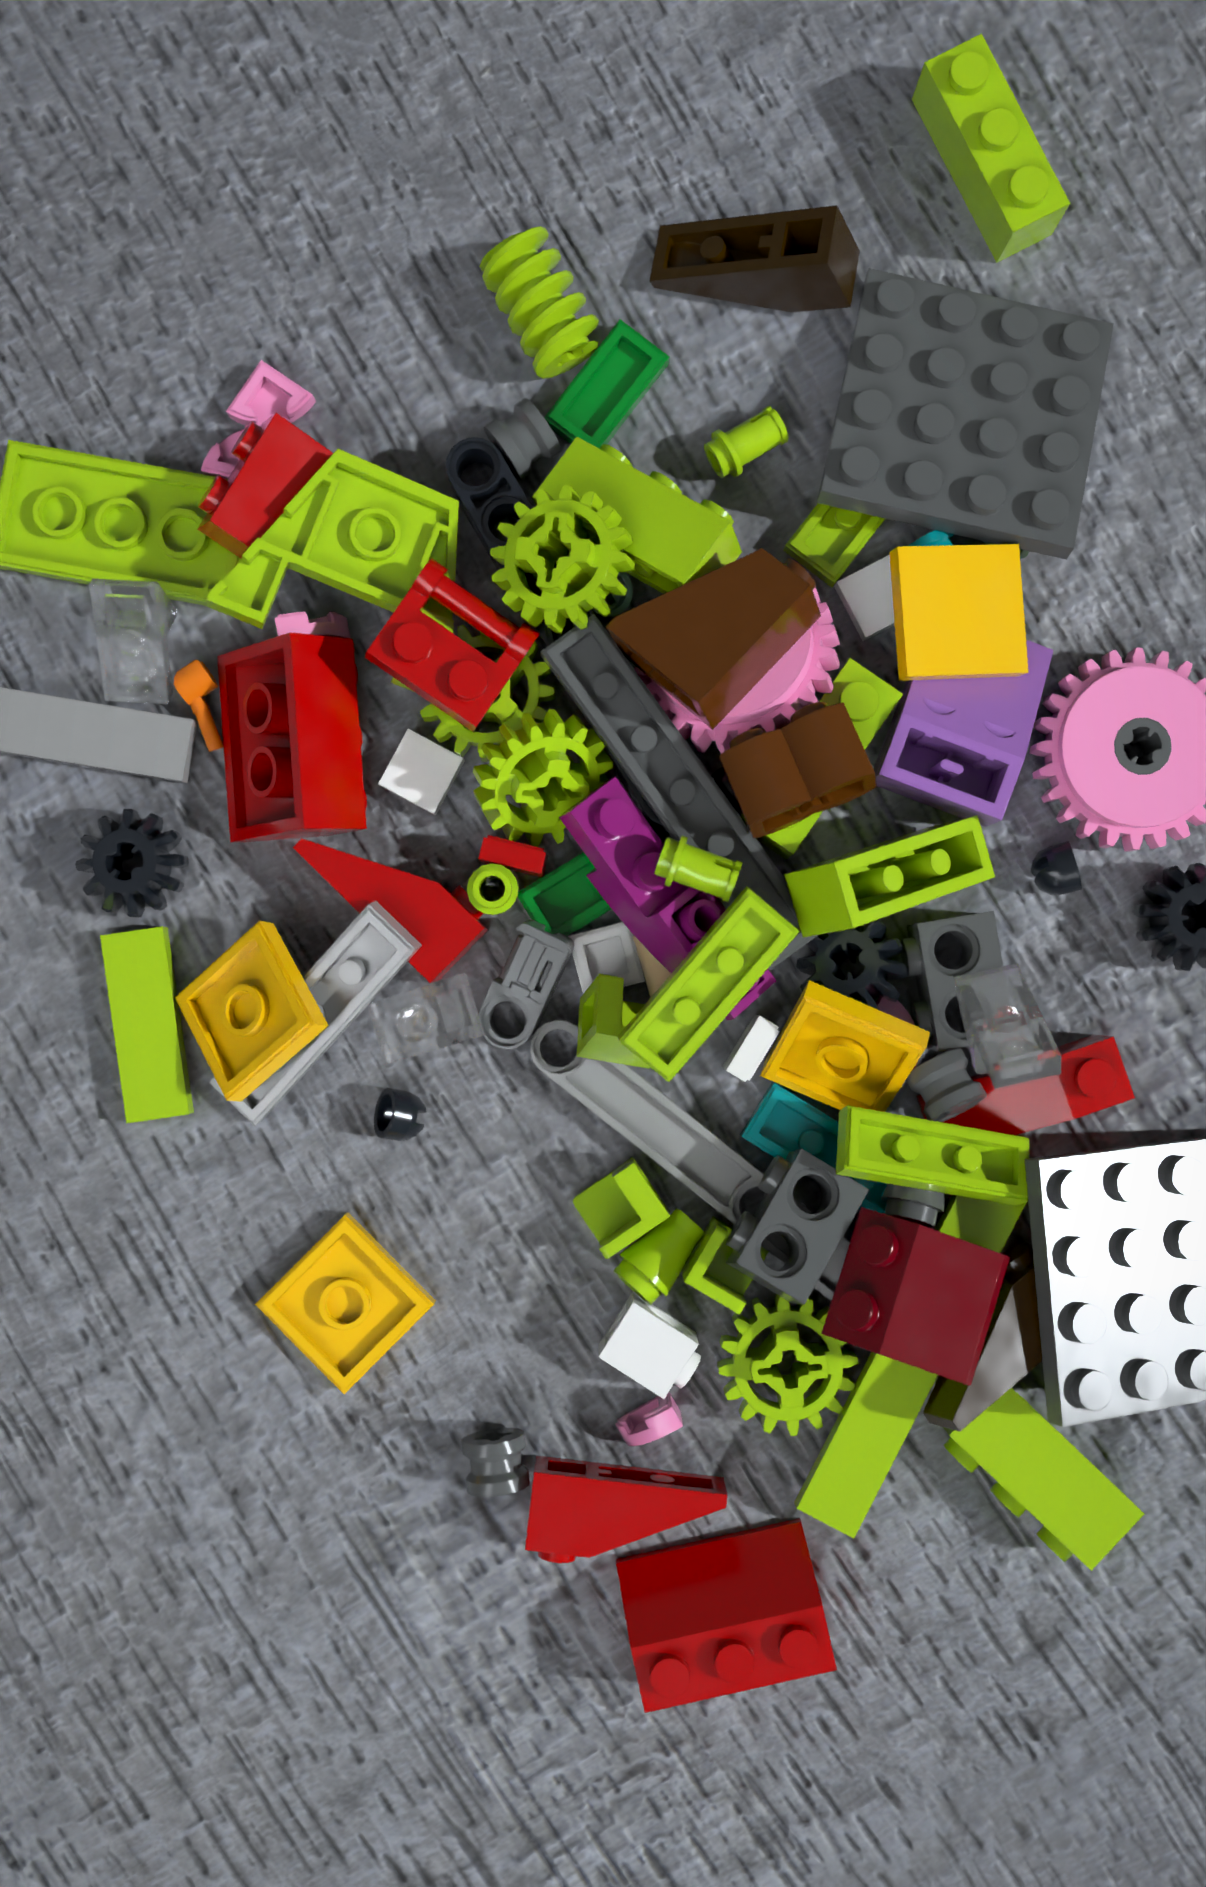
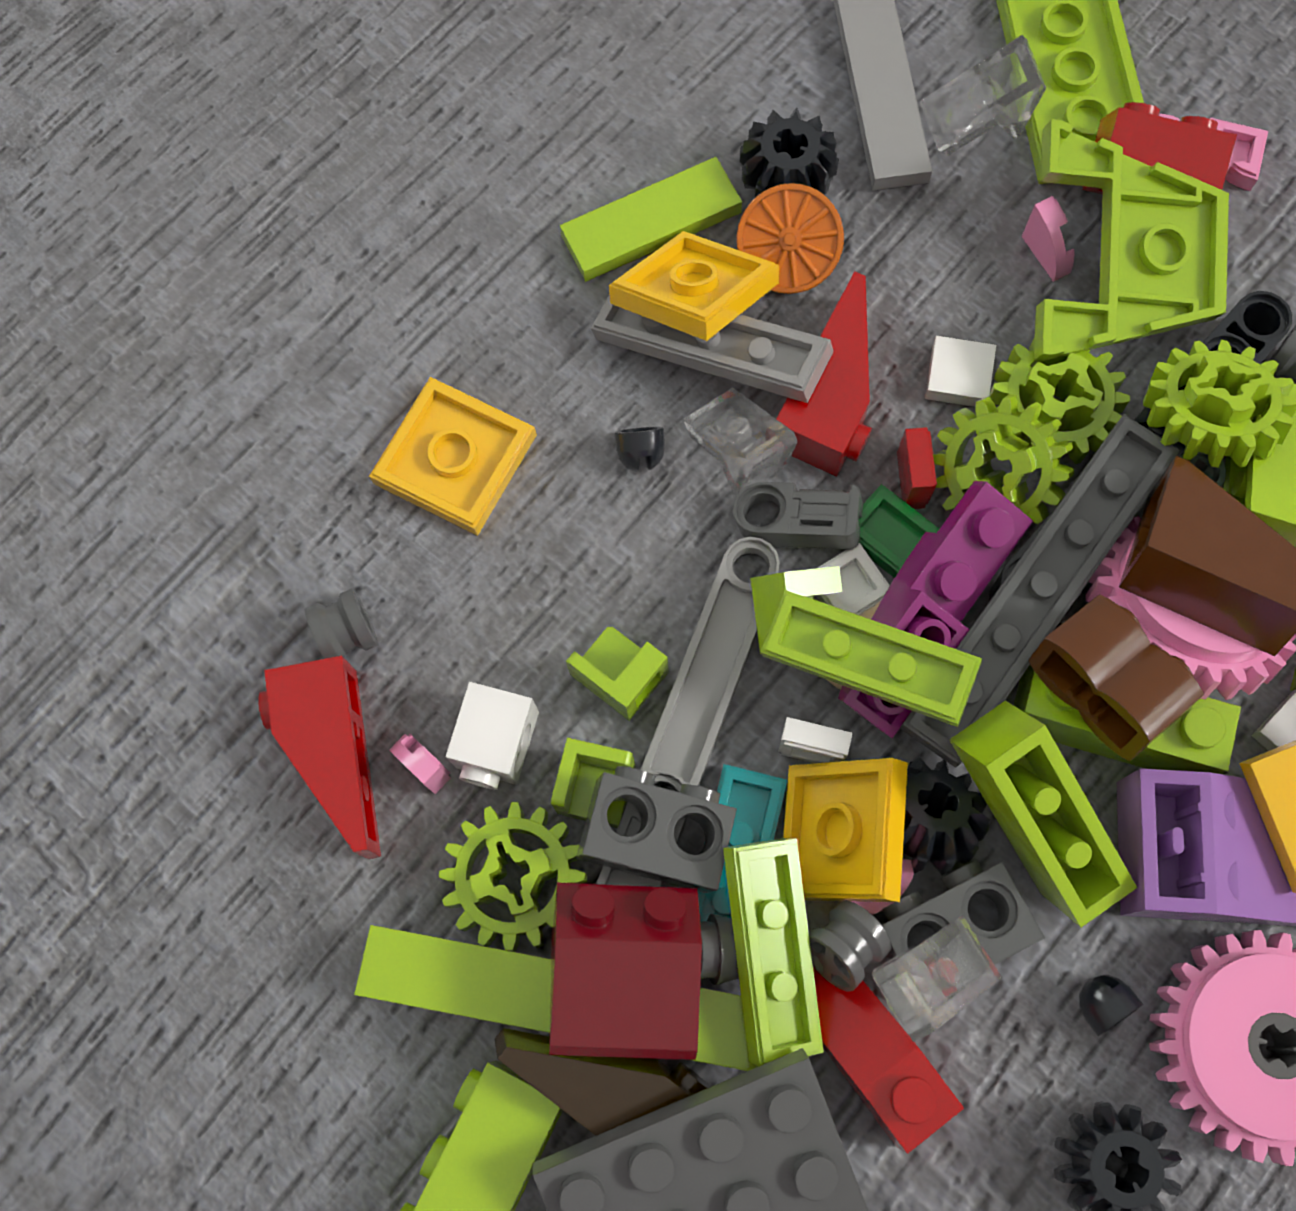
camera: 75 degrees right, 15 degrees down
(193, 684) = (962, 164): orange hand -> none
(223, 891) = (796, 231): none -> orange wheel
(292, 738) = (952, 253): red slope -> none
(439, 662) = (1074, 334): red plate -> none
(481, 878) = (879, 456): lime pin -> none
(659, 1256) = (579, 715): lime cone -> none
(697, 868) = (978, 613): lime pin -> none
(724, 1615) = (244, 893): red slope -> none

